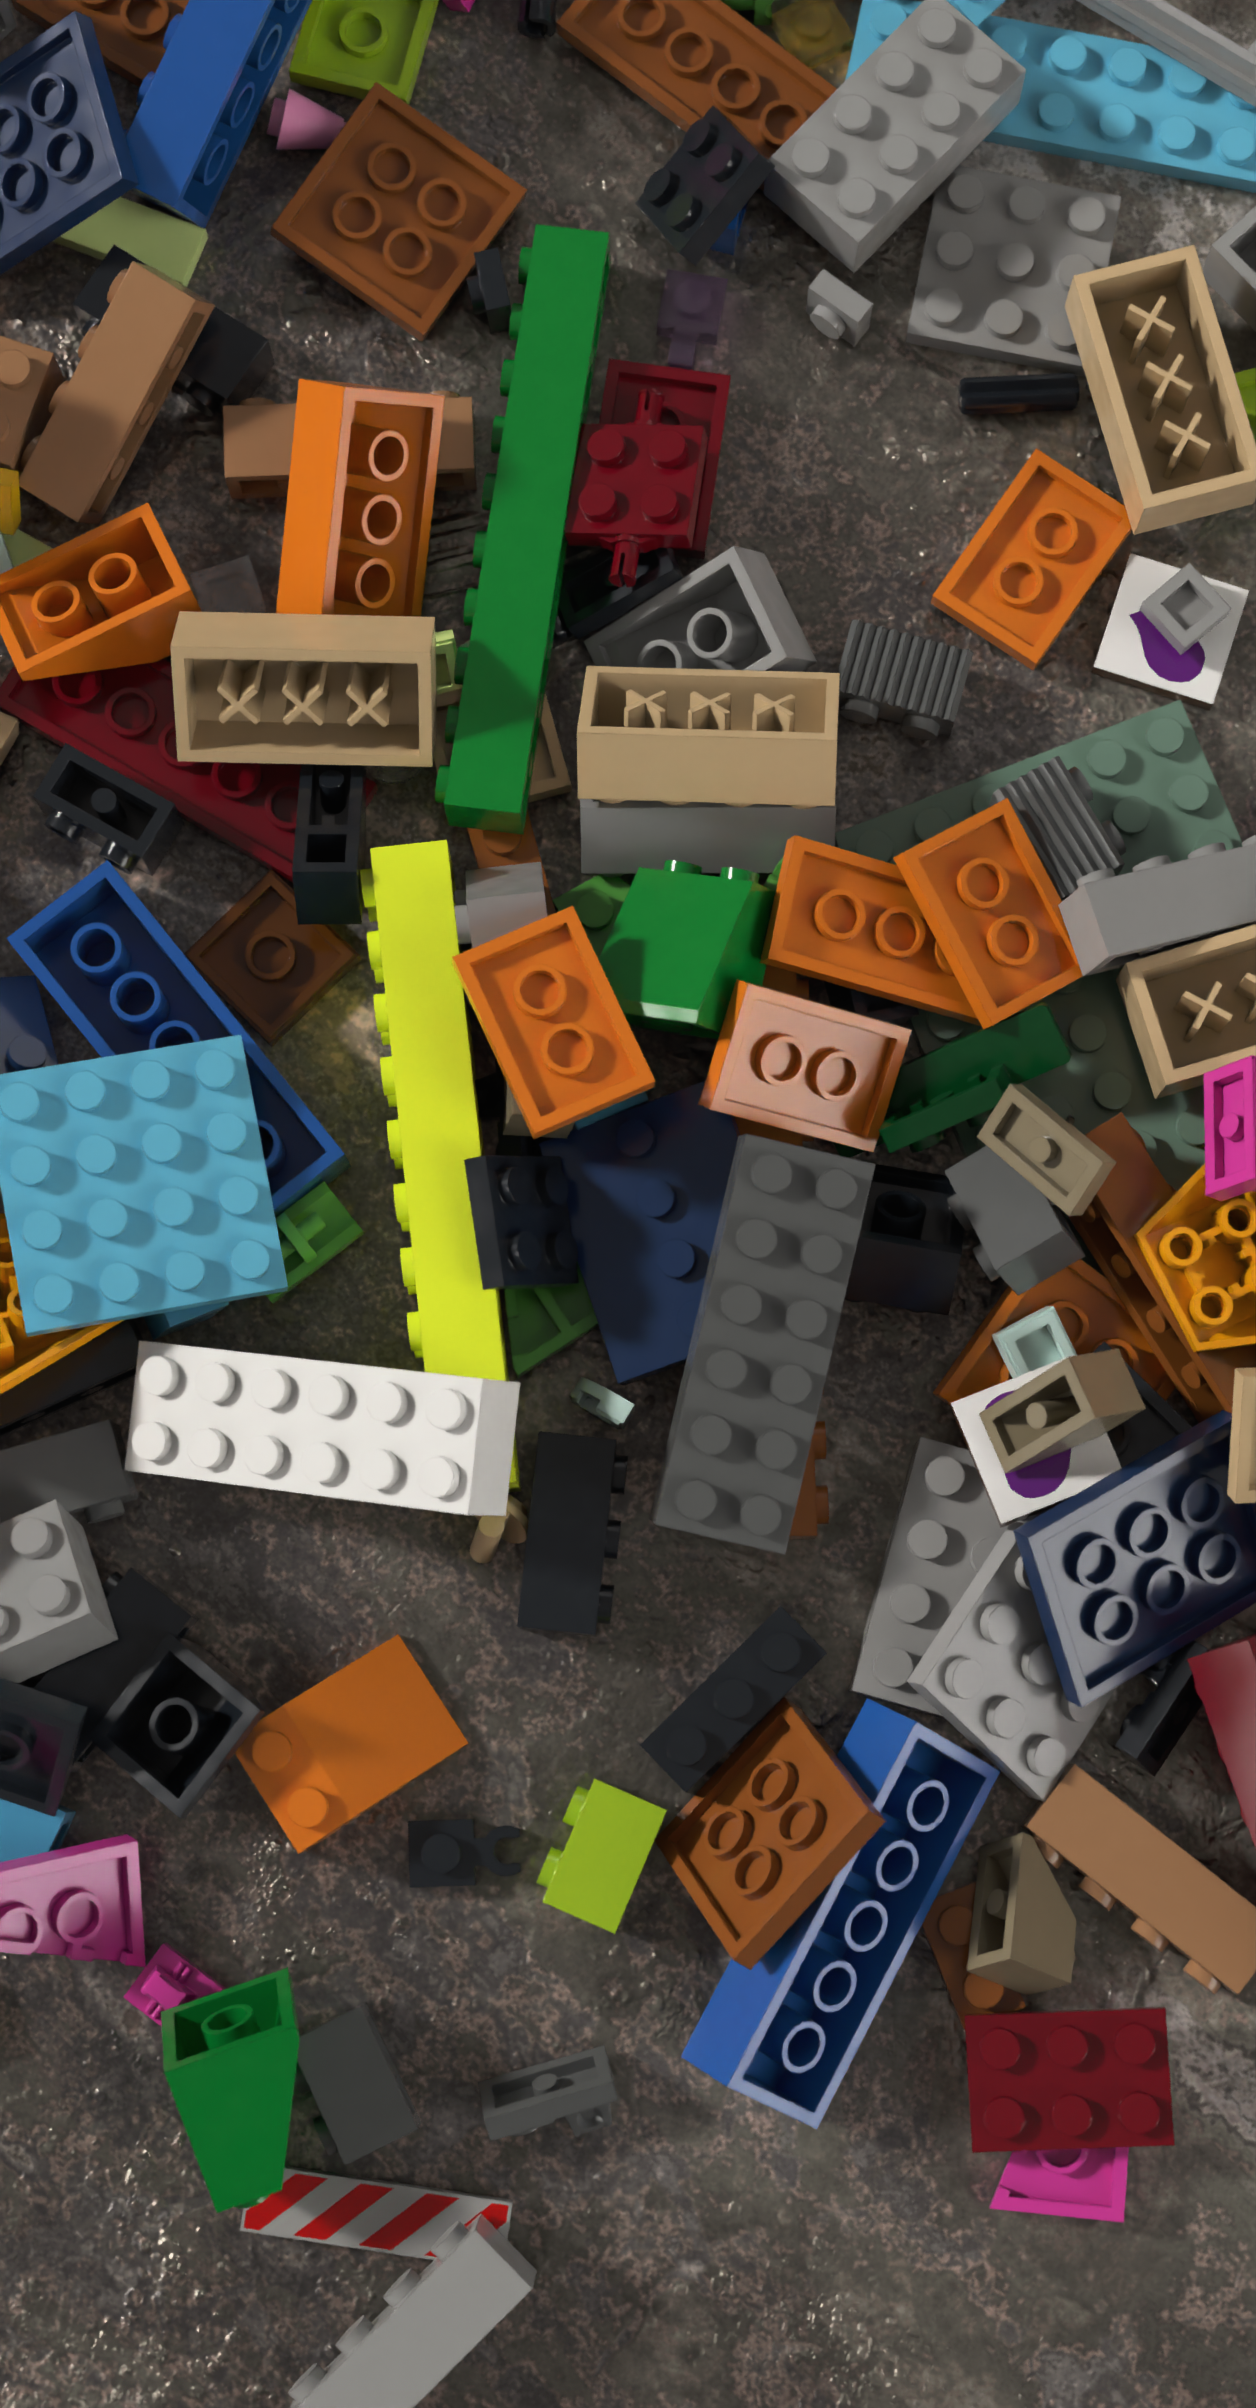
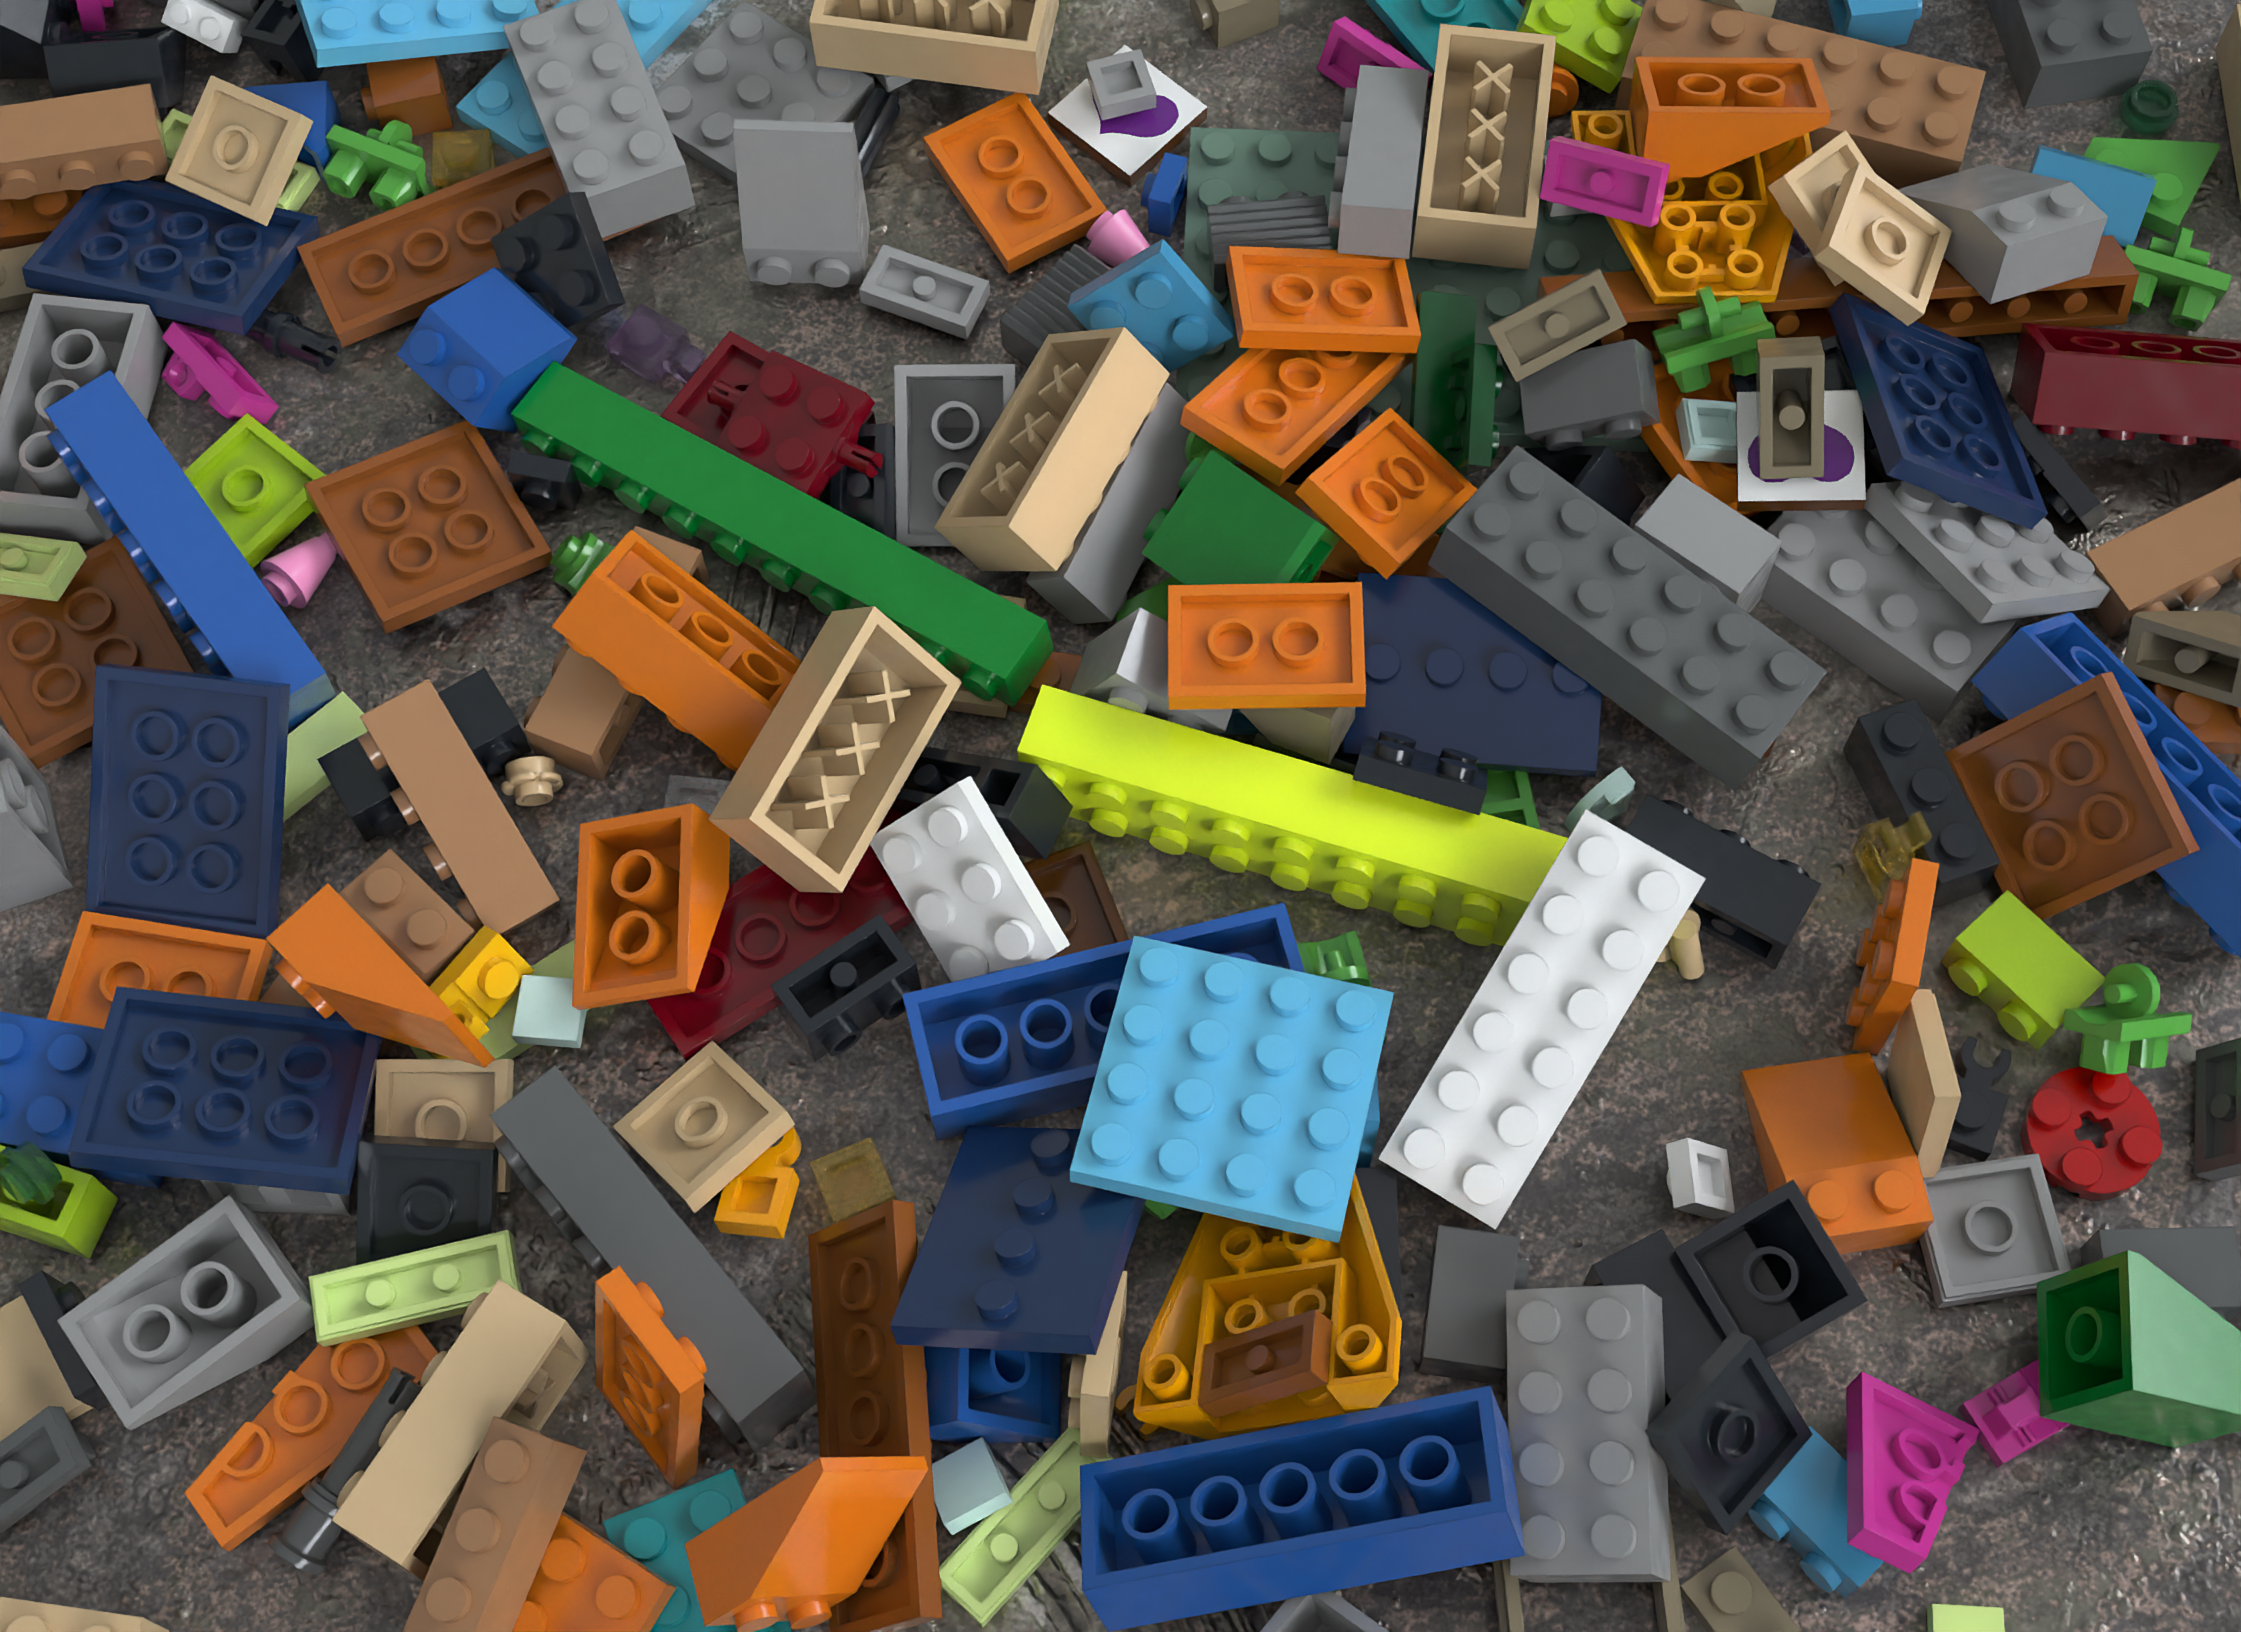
camera: 65 degrees left, 15 degrees down
(194, 438) = (531, 780): none -> tan plate
(233, 870) = (967, 886): none -> white plate
(268, 1634) = (1699, 1178): none -> white plate
(335, 1910) = (1991, 1231): none -> light grey plate
(426, 1797) = (1924, 1080): none -> tan tile
(429, 367) = (577, 560): none -> bright green plate
(437, 1973) = (2121, 1110): none -> red plate
(504, 1726) = (1892, 956): none -> orange plate
(584, 1967) = (2126, 1026): none -> bright green hips
(594, 164) = (485, 348): none -> blue slope
(663, 1689) = (1887, 851): none -> clear yellow plate
(837, 309) = (715, 231): light grey plate -> none
(866, 534) = (924, 291): none -> light grey plate
(876, 375) = (801, 202): none -> light grey slope
(887, 1391) = (1711, 541): none -> light grey brick
(909, 757) = (1158, 304): none -> dark azure plate
(1006, 699) = (1115, 238): none -> bright pink cone
(1084, 710) = (1165, 194): none -> blue plate
(1121, 1307) = (1712, 334): none -> bright green hips

